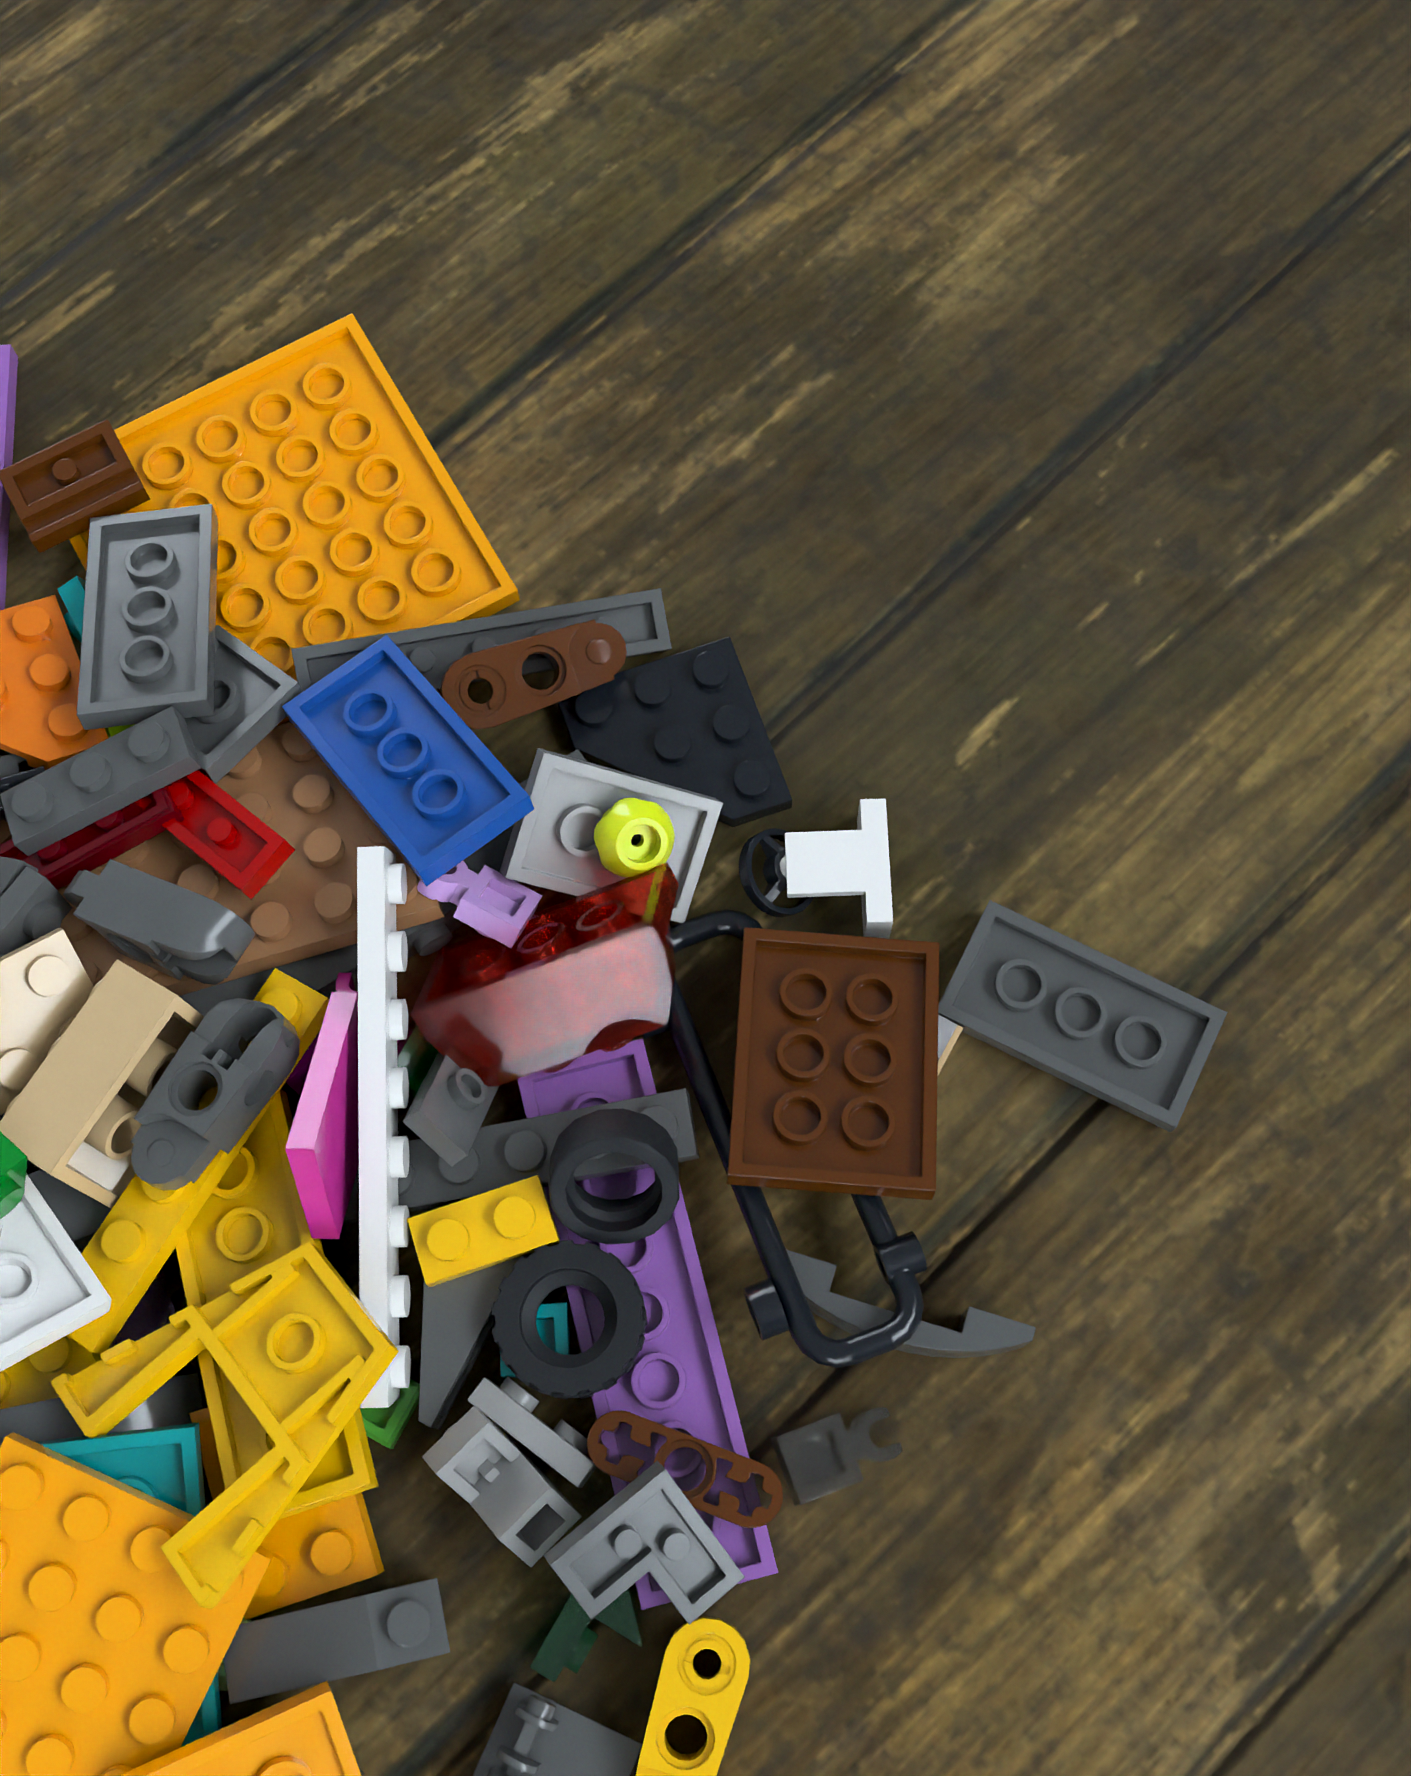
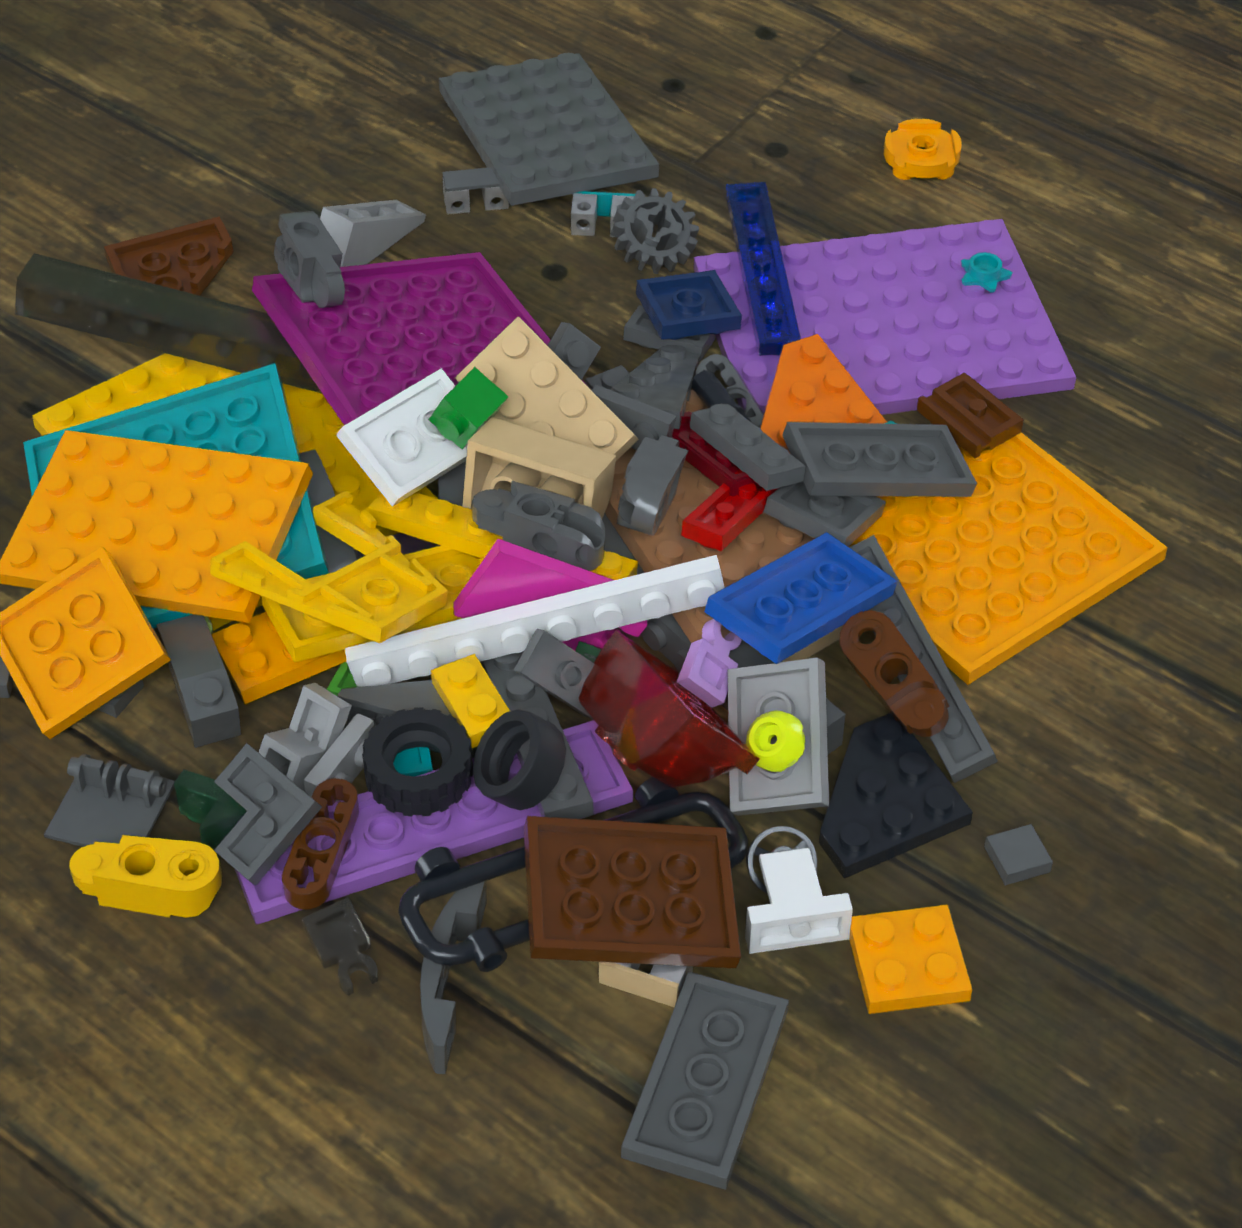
camera: 80 degrees right, 25 degrees down
(792, 601) = (1018, 854): none -> dark grey tile
(928, 754) = (909, 959): none -> light orange plate

